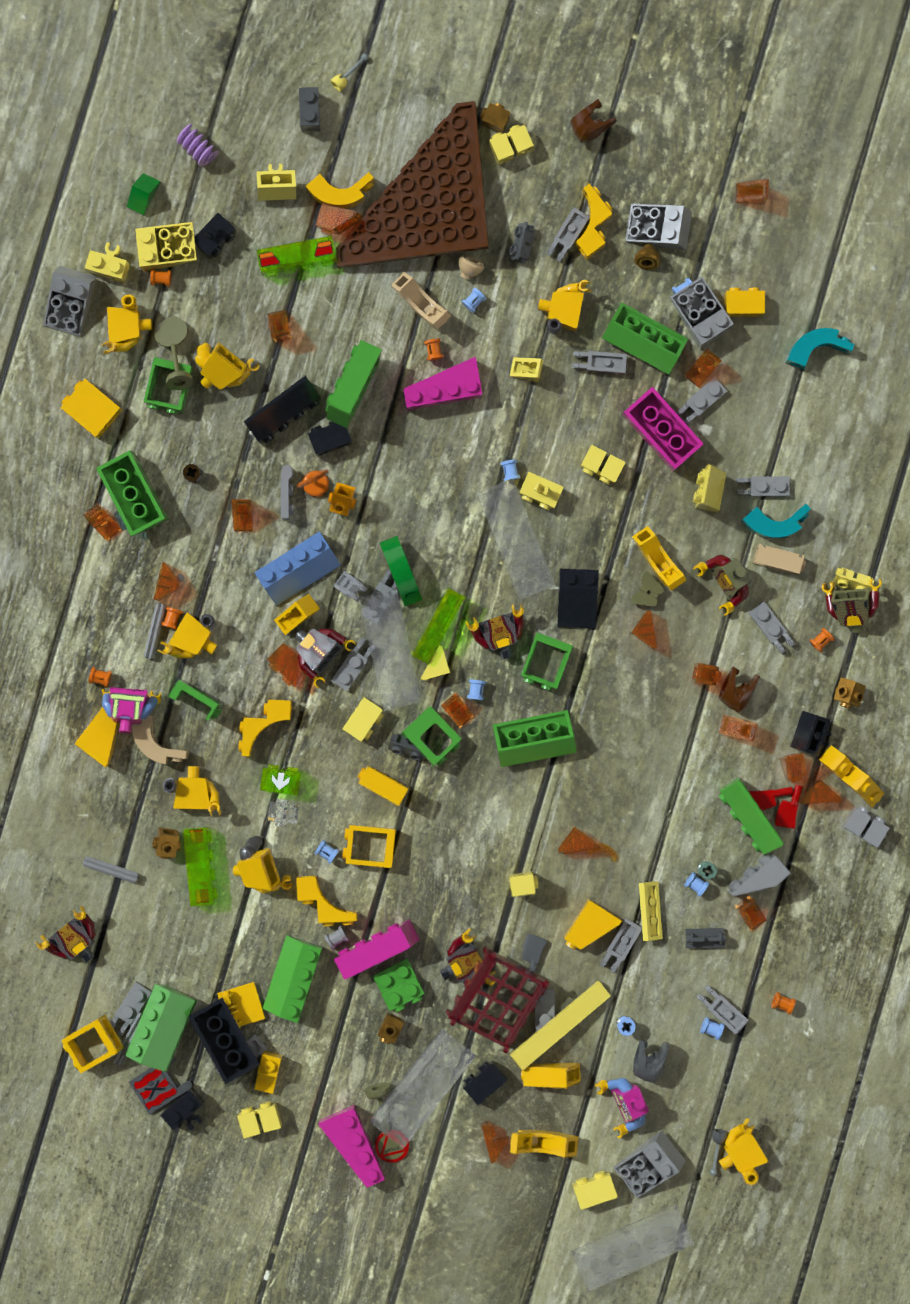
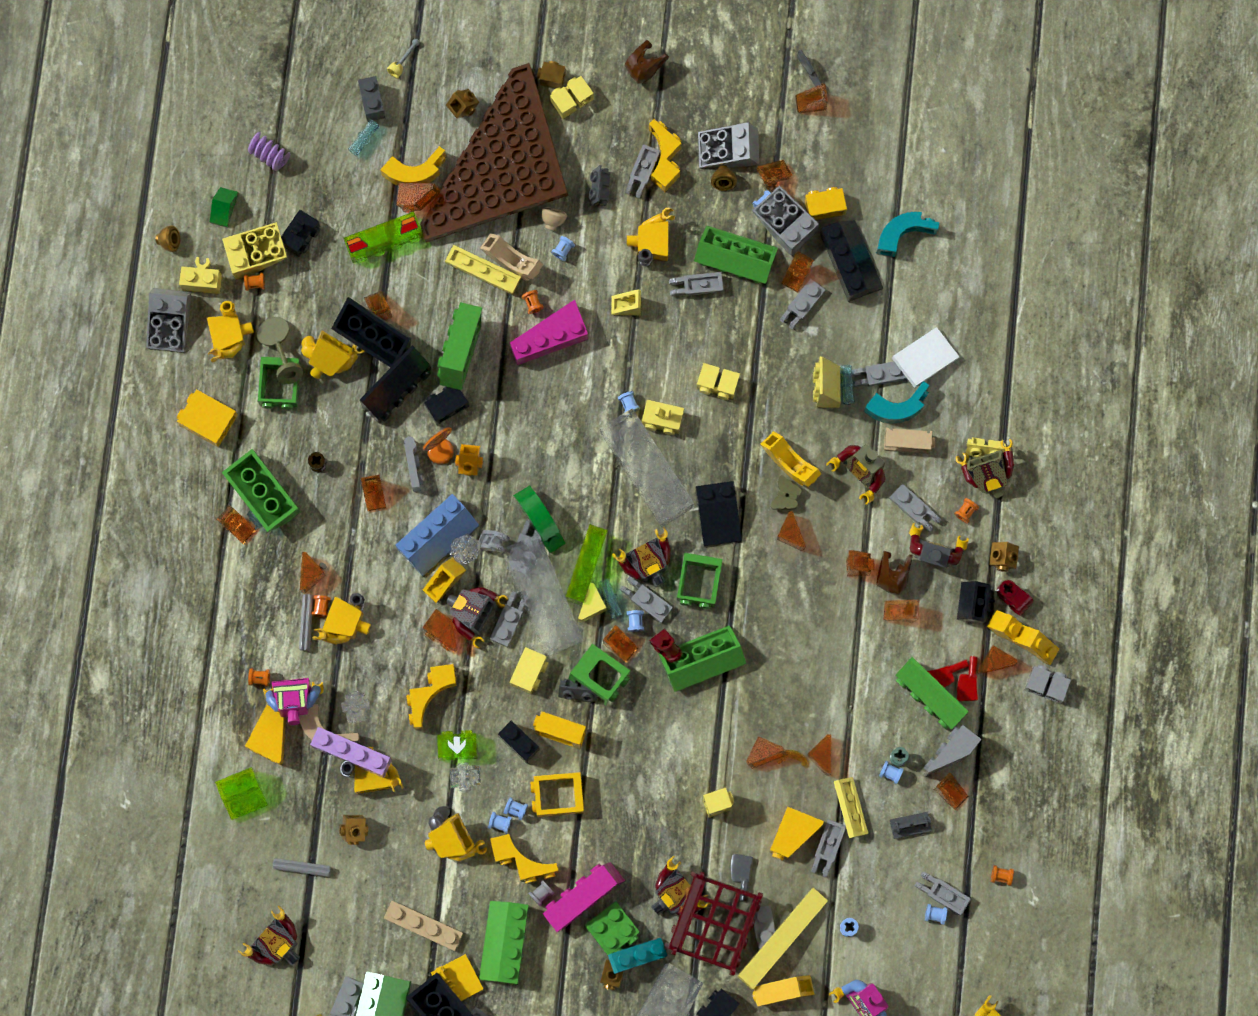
camera: 10 degrees left, 10 degrees down
(64, 788) = (241, 793): none -> clear neon green slope
(83, 217) = (169, 238): none -> pearl gold brick
(175, 771) = (350, 751): none -> lavender arch
(182, 687) = (343, 670): bright green window -> none
(188, 725) = (355, 707): none -> clear brick
(199, 866) = (390, 846): clear neon green brick -> none
(218, 947) = (423, 925): none -> tan plate
(267, 354) = (371, 333): none -> black slope
(276, 184) = (351, 174): light yellow brick -> none
(295, 148) = (363, 137): none -> clear light blue pin
(308, 862) = (499, 822): none -> light blue bush
(322, 588) = (465, 549): none -> clear brick
(341, 787) = (518, 741): none -> black brick
(390, 307) = (483, 269): none -> light yellow plate
(400, 131) = (462, 103): none -> pearl gold brick
(418, 1016) = (637, 955): none -> teal plate
(455, 662) = (610, 598): none -> clear light blue pin
(492, 671) = (647, 600): none -> light grey hinge
(502, 721) = (666, 646): none -> dark red piece
(632, 854) = (821, 755): none -> clear orange slope
(650, 1067) = (883, 965): dark grey helmet -> none
(662, 429) = (769, 336): dark pink brick -> none
(699, 261) = (773, 173): none -> clear orange slope
(729, 492) = (847, 384): none -> clear light blue pin
(755, 158) = (808, 67): none -> dark grey piece
(758, 364) = (850, 259): none -> black slope
(782, 677) = (933, 552): none -> torso
(793, 766) = (963, 637): clear orange slope -> none
(812, 478) = (925, 357): none -> white tile
(853, 737) = (1015, 598): none -> dark red piece

